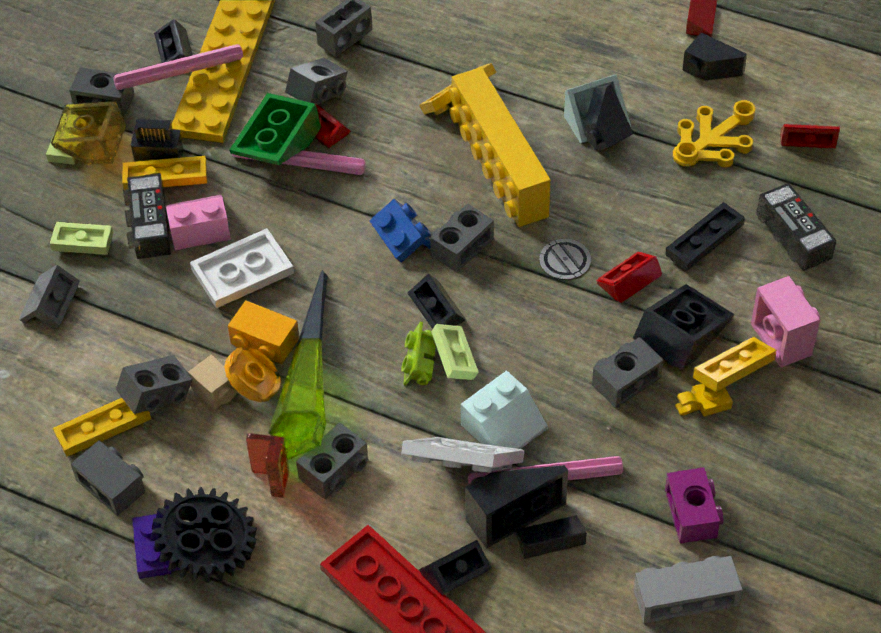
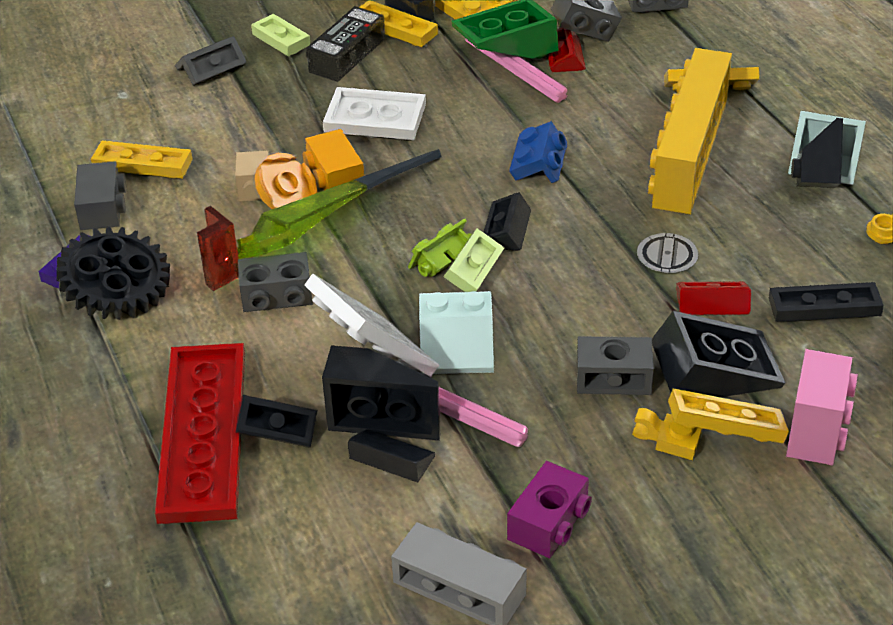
camera: 40 degrees right, 10 degrees down
(153, 384) = (203, 148): dark grey brick -> none
(198, 222) = (378, 64): bright pink slope -> none
(462, 237) = (583, 183): dark grey brick -> none

